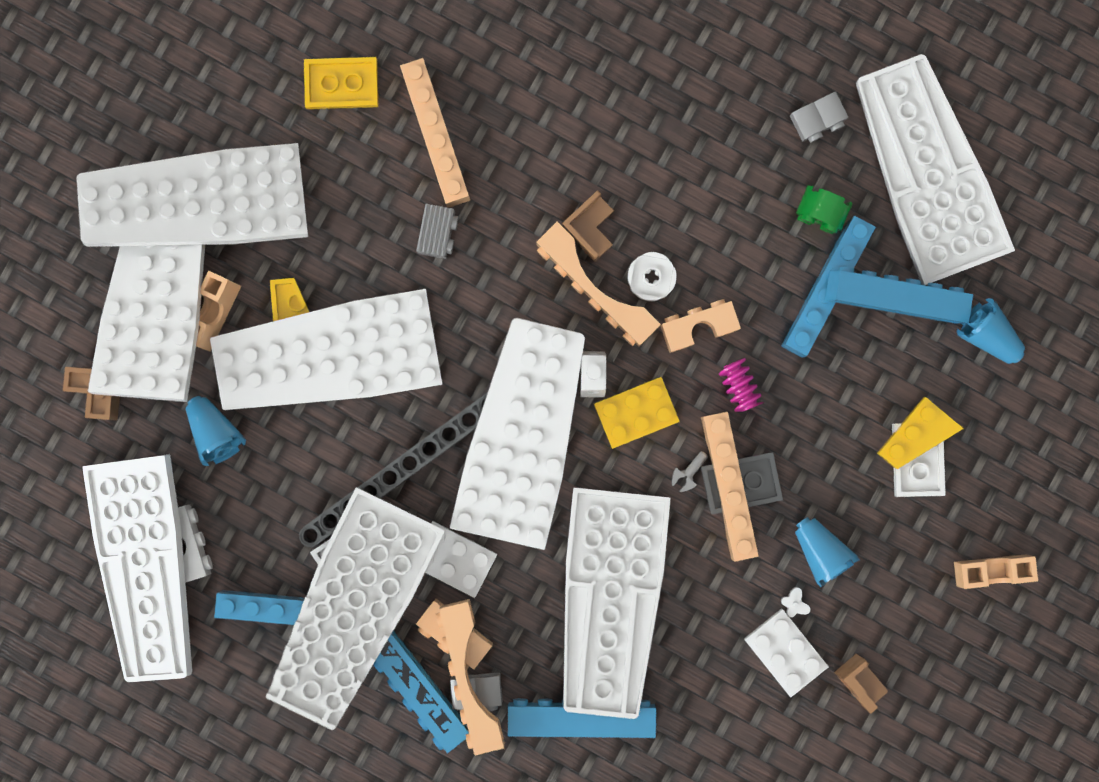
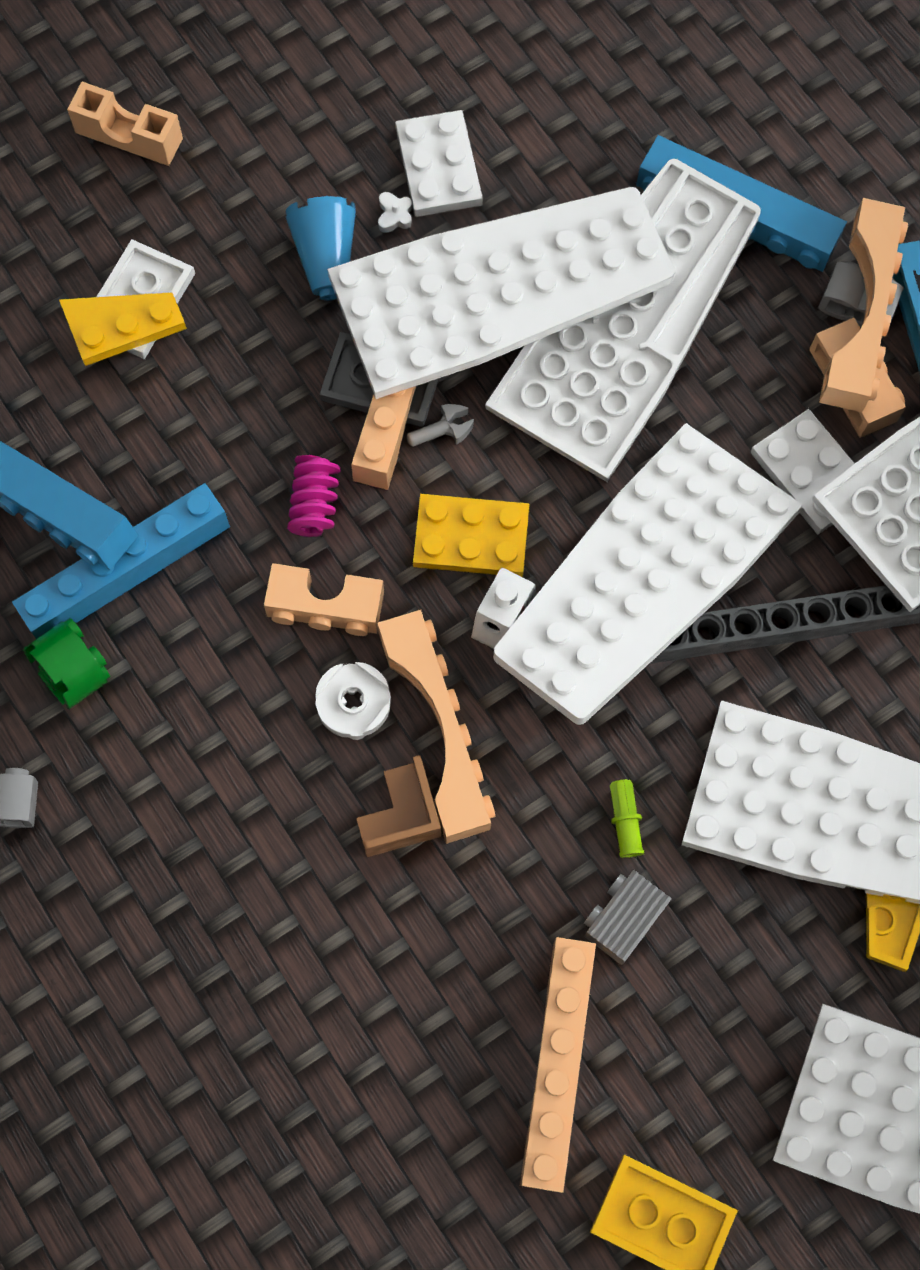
camera: 155 degrees left, 15 degrees down
(463, 288) = (626, 818): none -> lime axle
(700, 571) = (496, 286): none -> white wing
(861, 682) = (367, 86): medium nougat panel -> none

